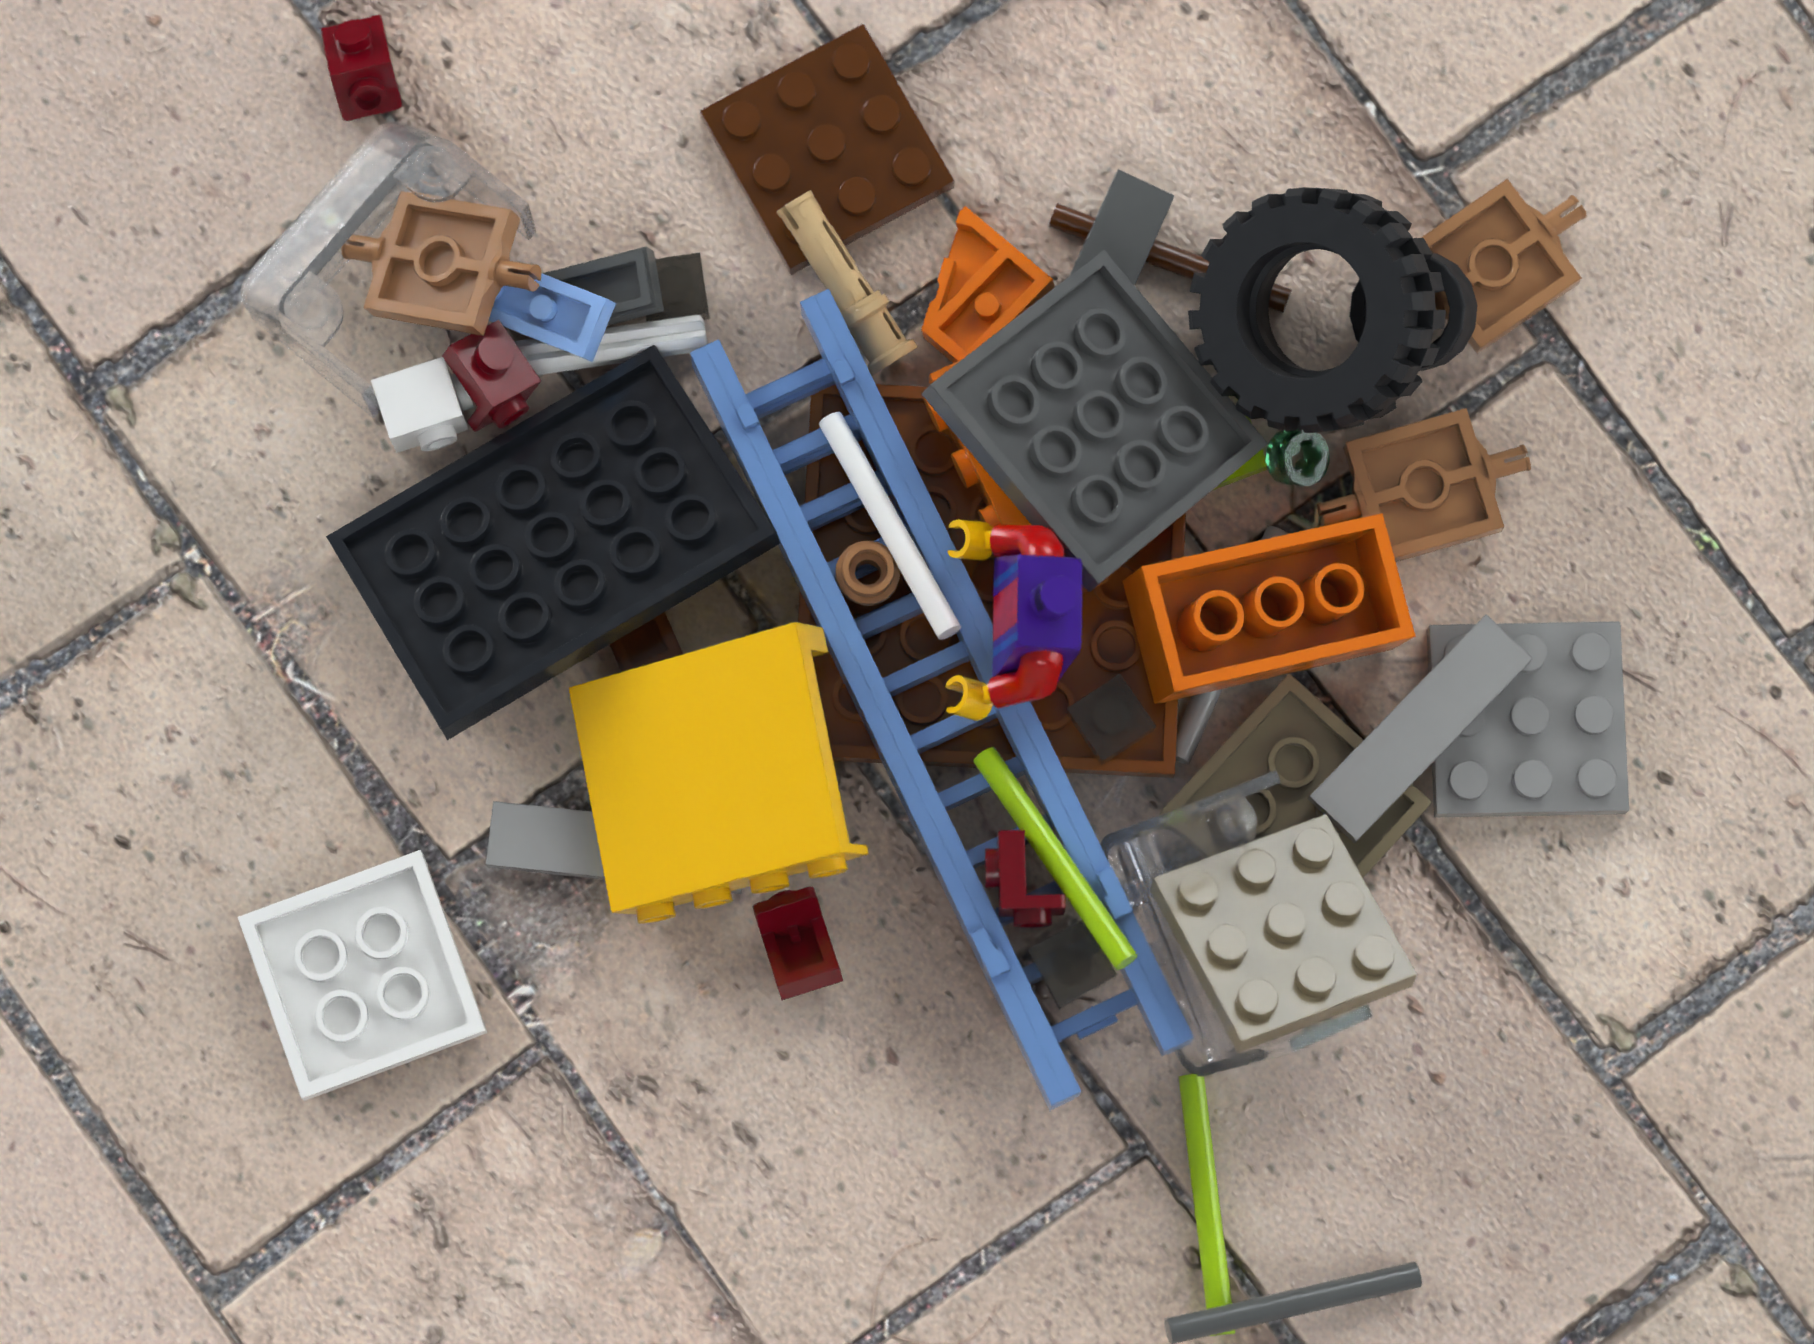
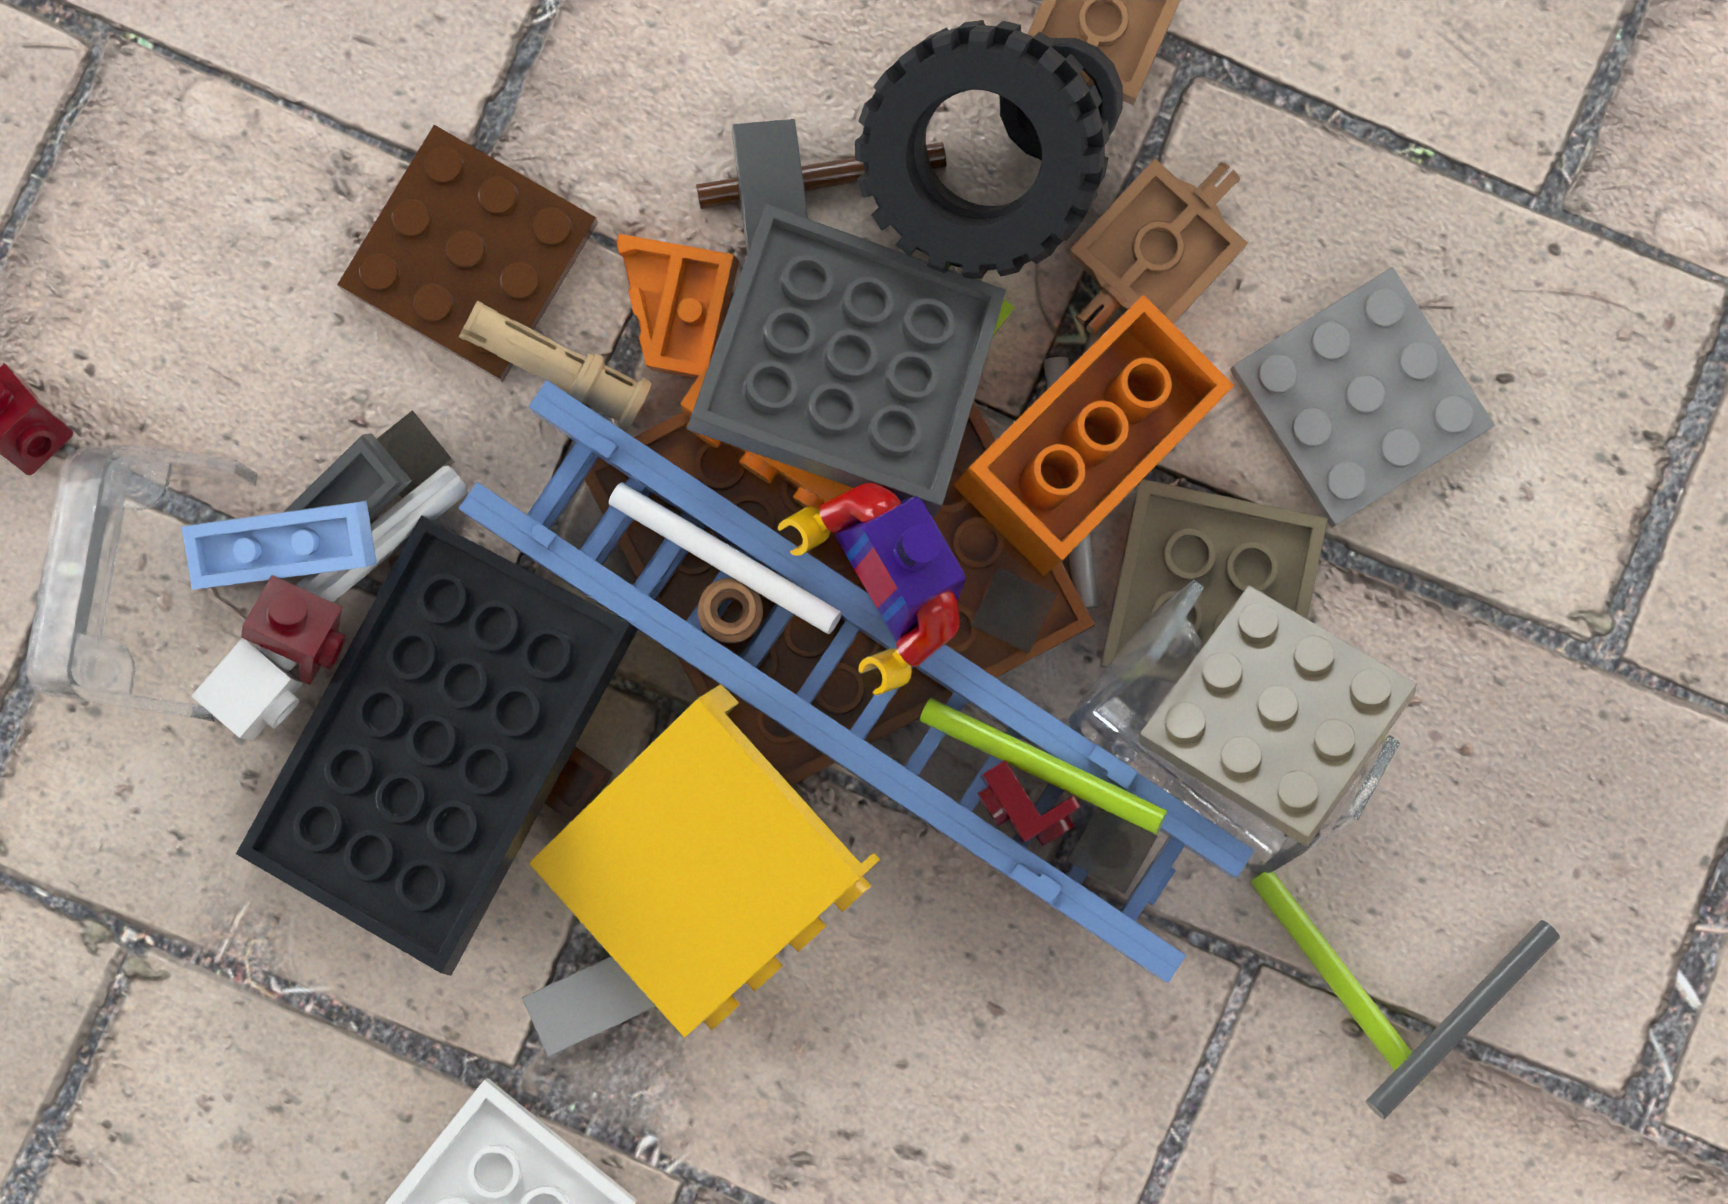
camera: 30 degrees left, 5 degrees up
(442, 263) = (191, 555): medium nougat plate -> none
(797, 942) = (859, 965): dark red bracket -> none
(1306, 470) = (1049, 292): clear green bush -> none
(1420, 728) = (1282, 461): light grey tile -> none

